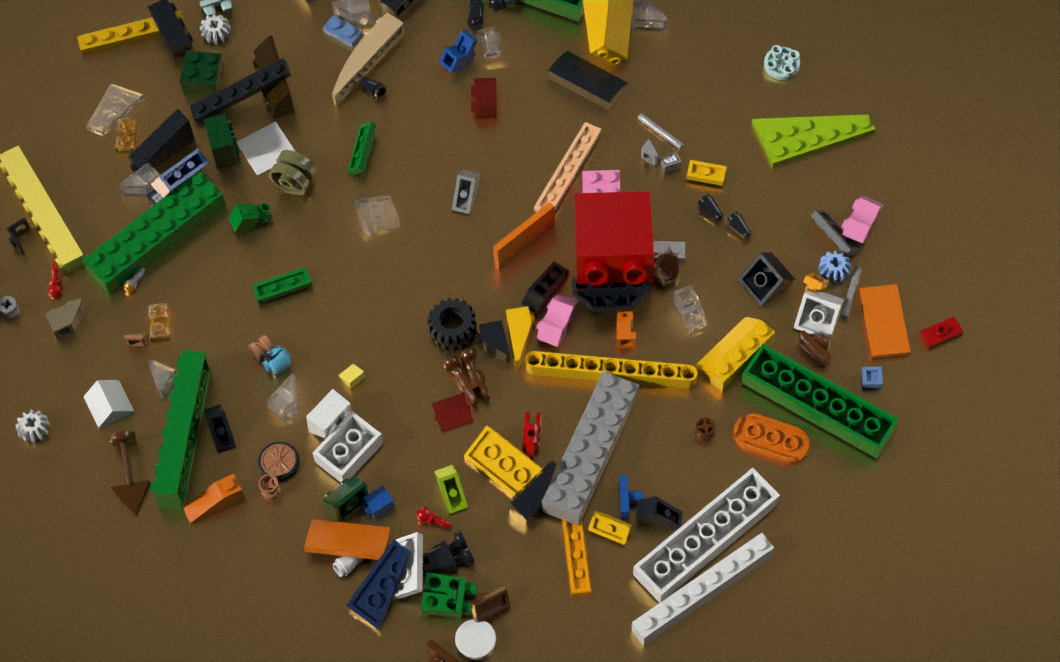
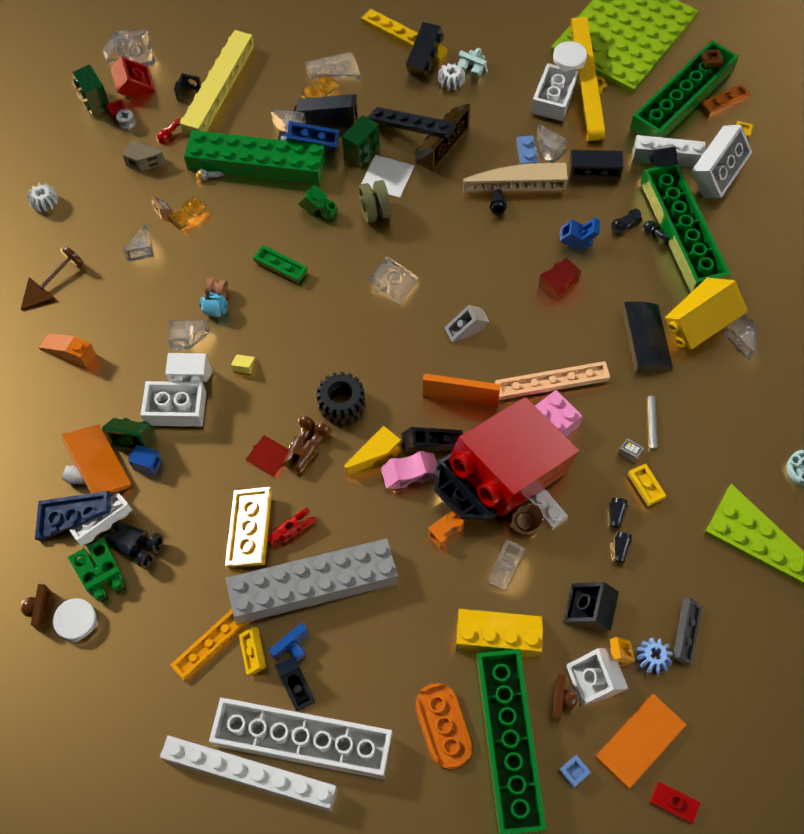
camera: 50 degrees right, 0 degrees up
(108, 402) = (99, 228): white slope -> none
(181, 429) = (103, 285): green brick -> none
(202, 72) = (408, 93): dark green brick -> none
(219, 427) = (128, 308): black slope -> none
(267, 483) = (103, 375): nougat wheel -> none
(278, 459) = (132, 366): nougat wheel -> none
(361, 148) = (439, 232): green plate -> none
(425, 514) = (160, 500): red bar -> none
(451, 489) = (196, 502): lime slope -> none
(490, 42) = (609, 247): clear slope -> none
(490, 604) = (110, 606): reddish brown tile -> none
(494, 340) = (354, 436): black slope -> none
(530, 497) = (227, 565): black slope -> none
(603, 363) = (403, 553): yellow beam -> none
(649, 153) = (622, 427): light grey slope -> none
(708, 426) = (406, 657): reddish brown wheel -> none
(851, 293) = (624, 697): light grey bar -> none
(862, 219) = (715, 646): bright pink brick -> none

